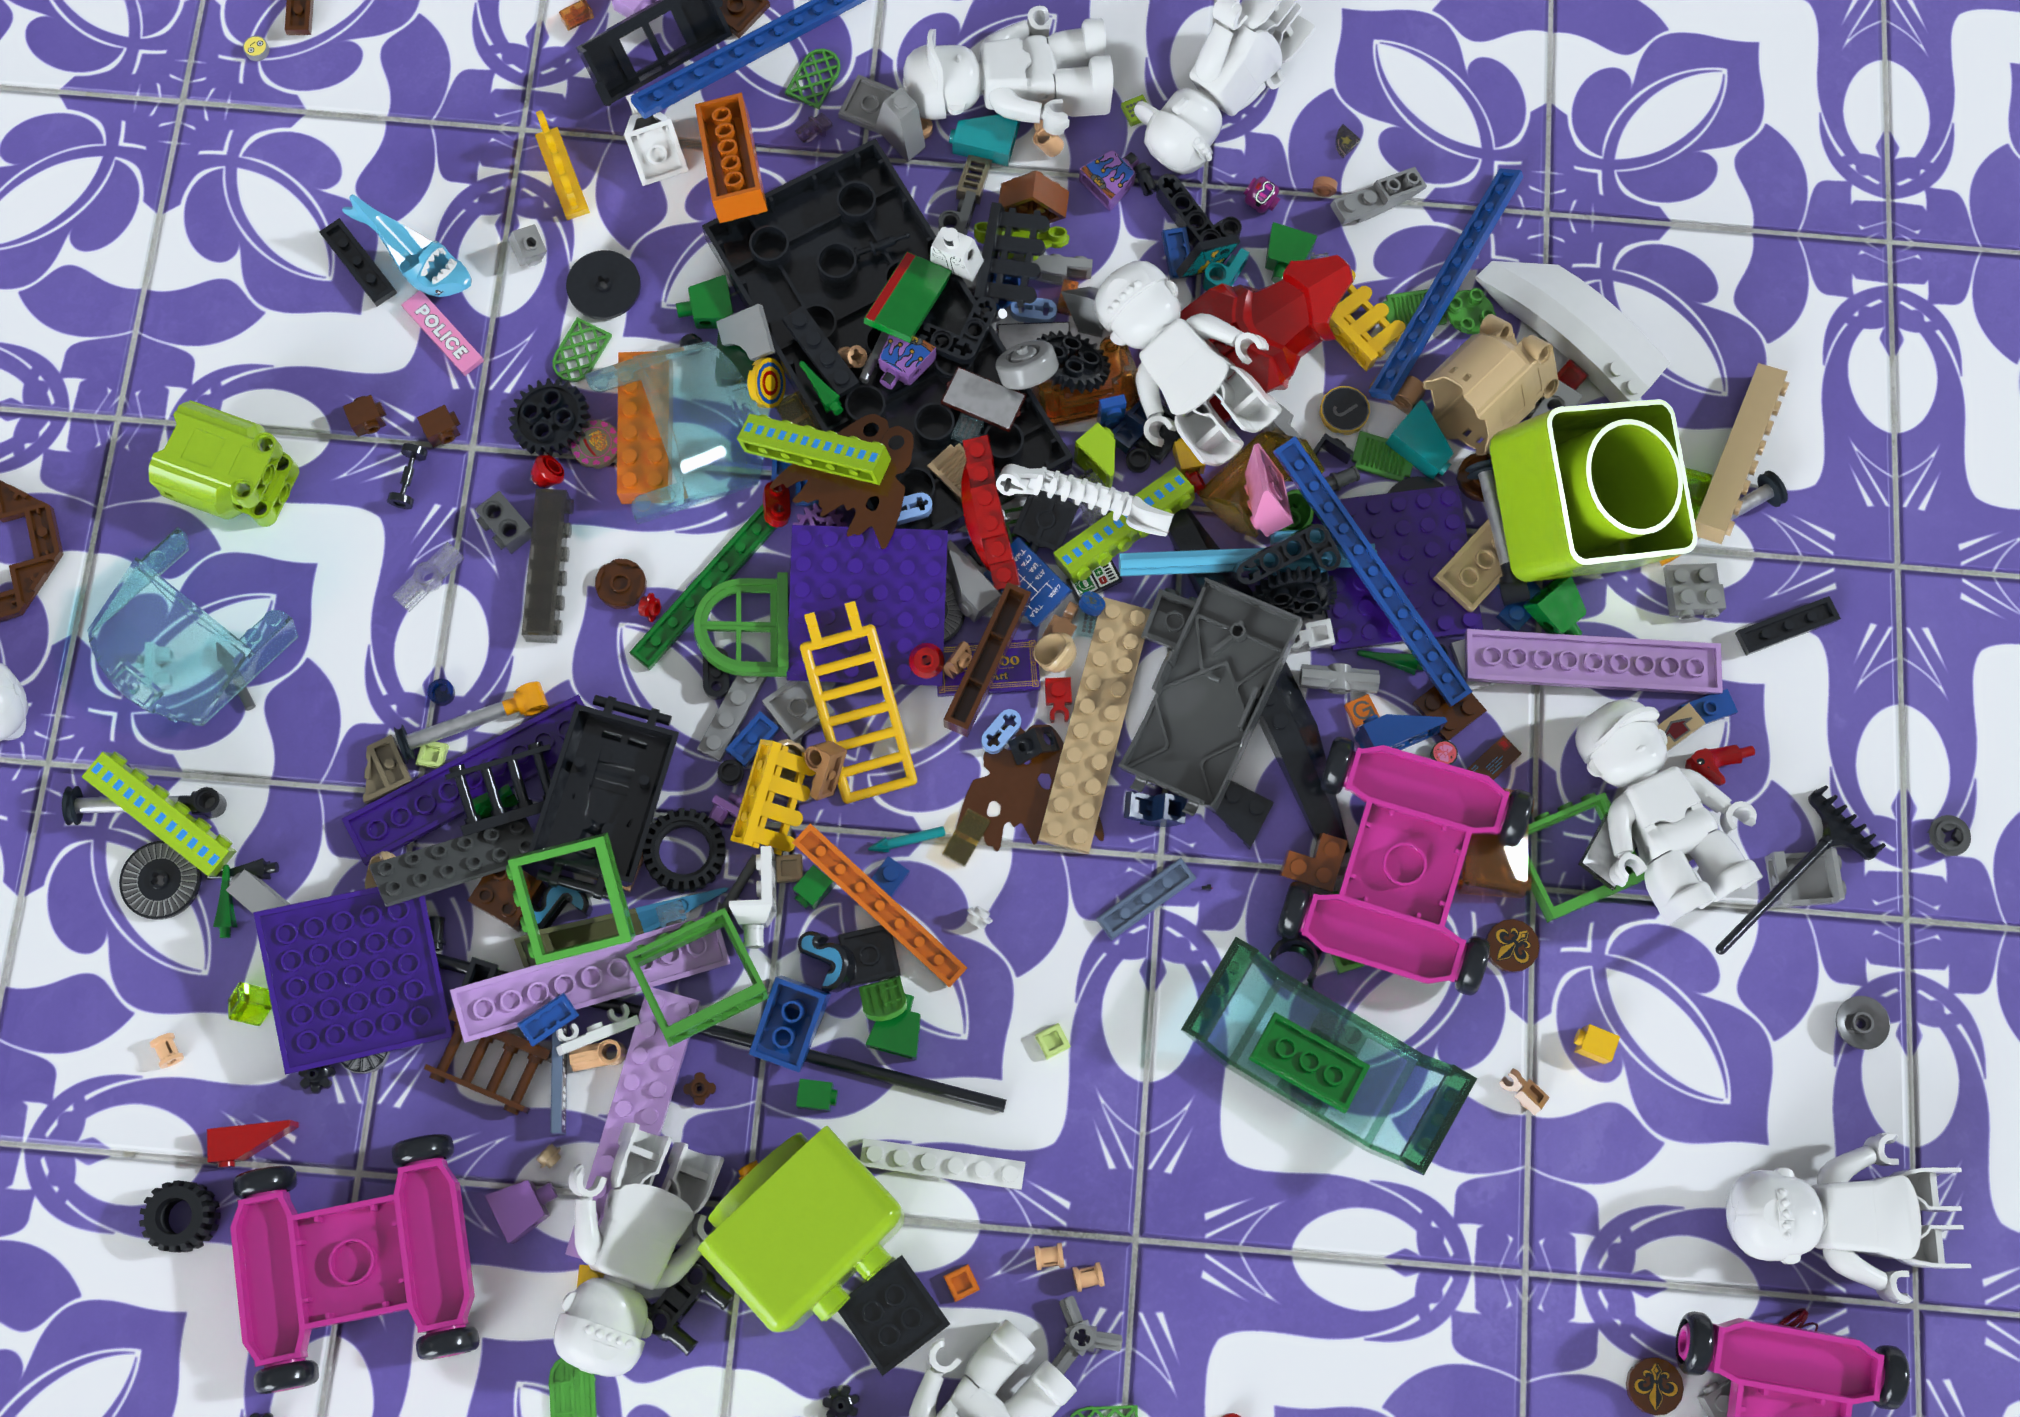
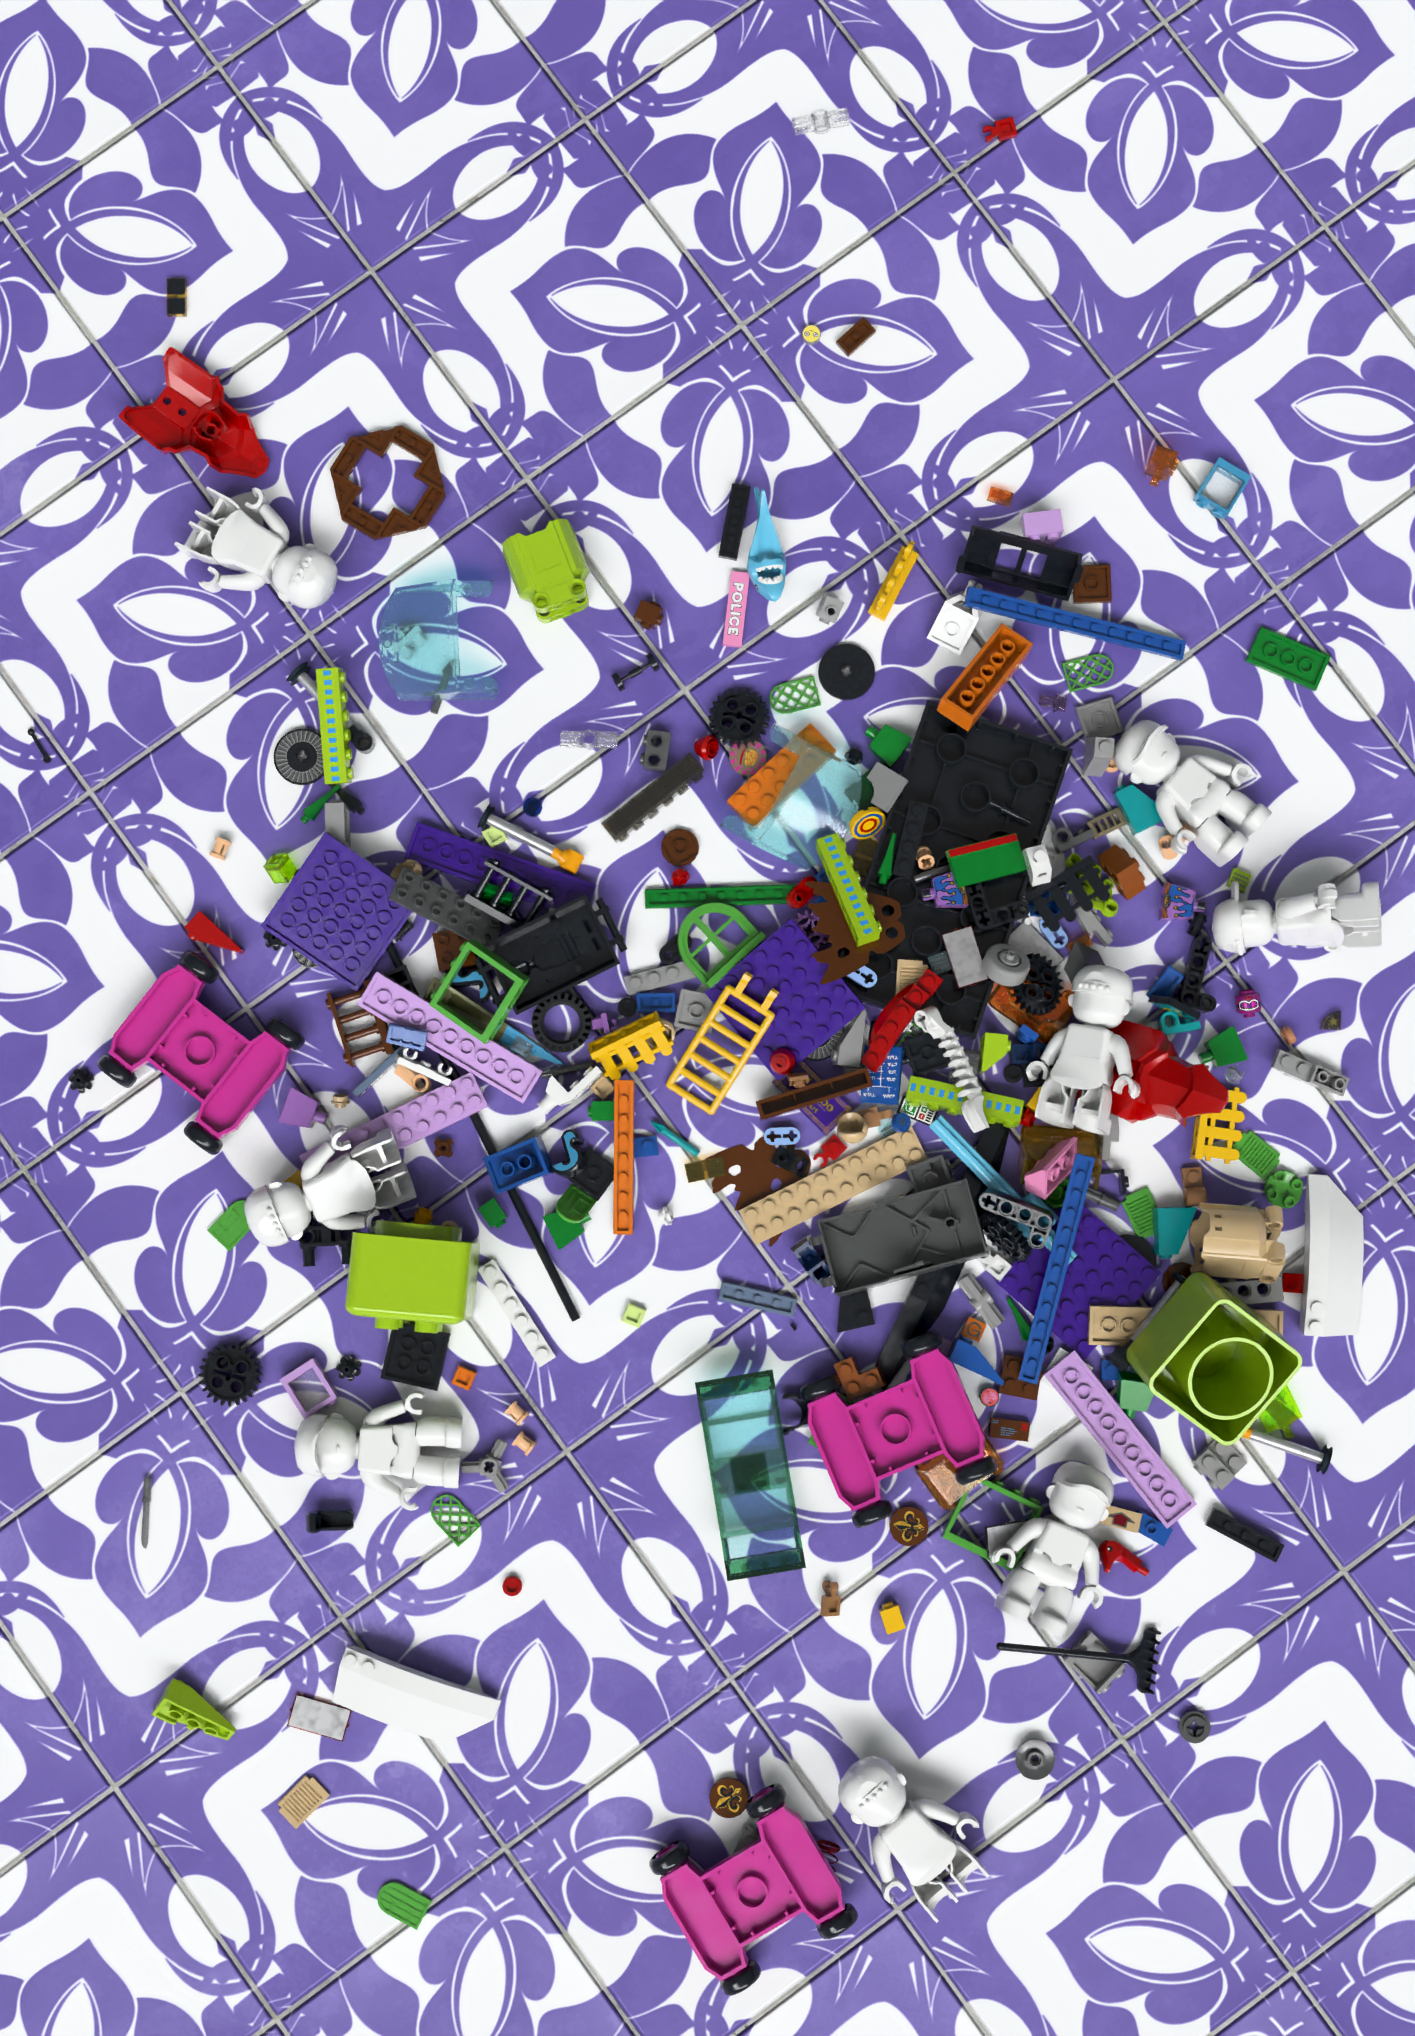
camera: 55 degrees right, 10 degrees up
(158, 1210) = (130, 935): black tyre -> none
(385, 769) = (463, 819): dark tan wing -> none
(440, 426) = (679, 662): reddish brown brick -> none
(715, 1013) = (485, 1123): bright green window -> none
(827, 762) = (676, 1057): medium nougat plate -> none
(1309, 1062) = (741, 1467): green tile -> none
(1344, 410) = (1152, 1166): black tile -> none
(1445, 285) = (1287, 1161): blue plate -> none
(1740, 453) = (1329, 1422): tan brick -> none

